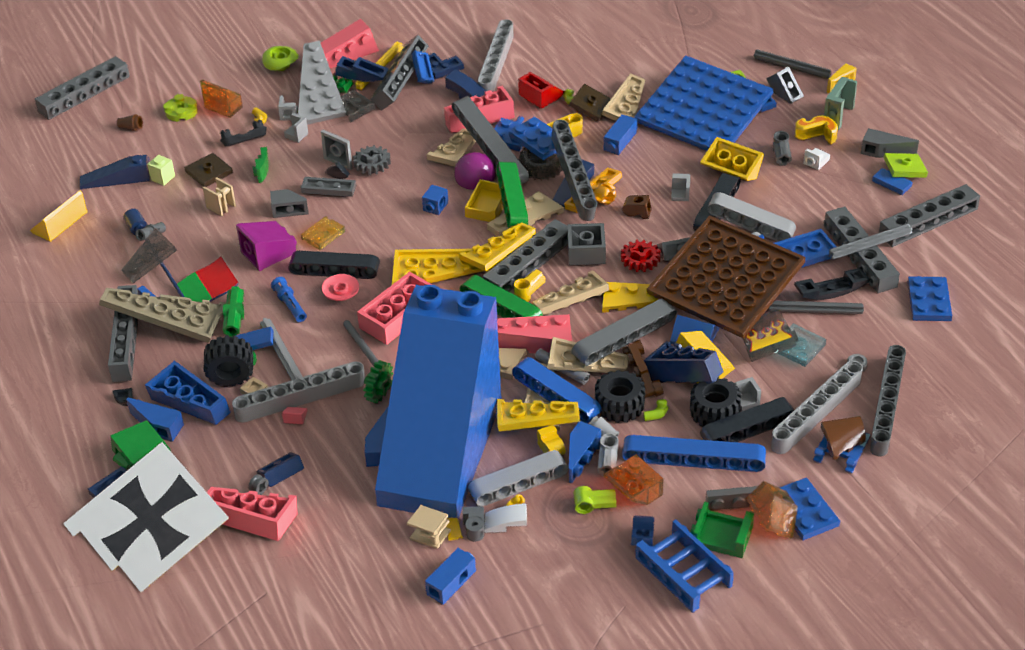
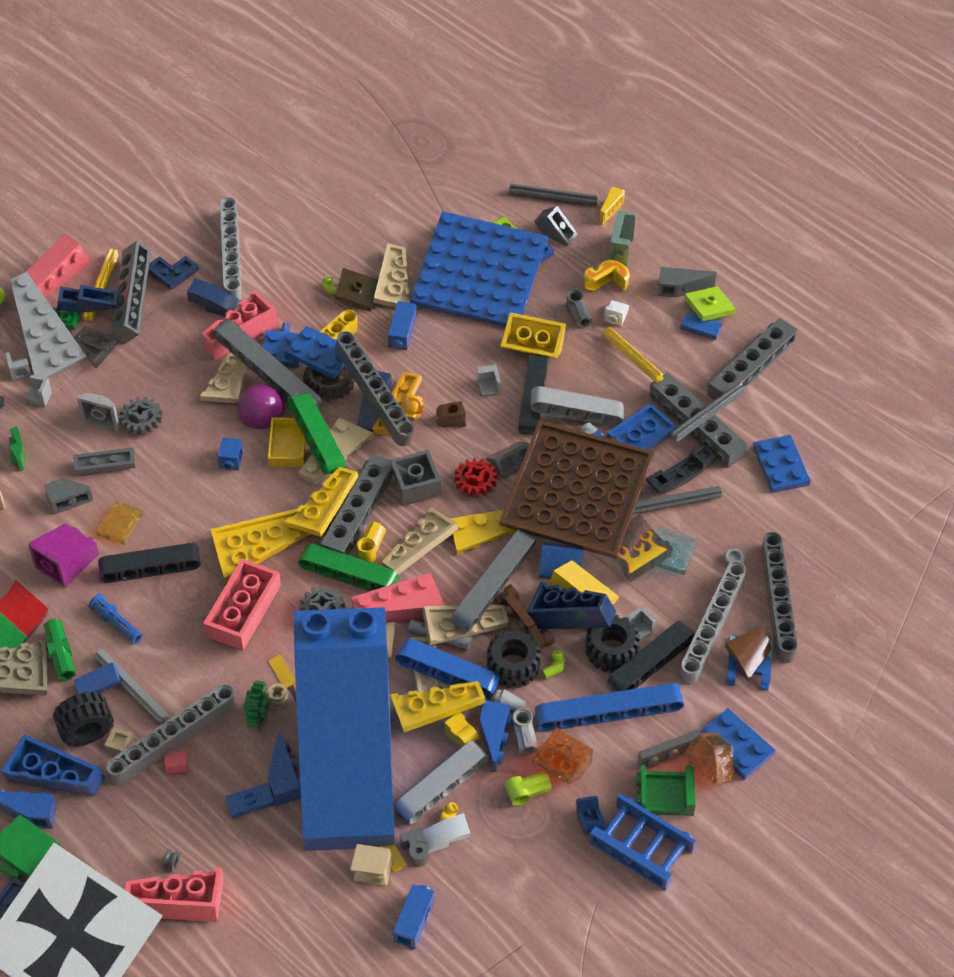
camera: 20 degrees left, 10 degrees up
(281, 468) = (186, 832): dark blue slope -> none
(337, 171) = (106, 438): black tile -> none
(340, 287) = (167, 584): coral dish -> none
(344, 456) = (250, 800): none -> blue plate
(360, 342) = (247, 682): dark grey piece -> none
(423, 67) = (154, 280): blue tile -> none
(538, 90) = (294, 285): red slope -> none
(818, 189) = (630, 352): none -> yellow axle

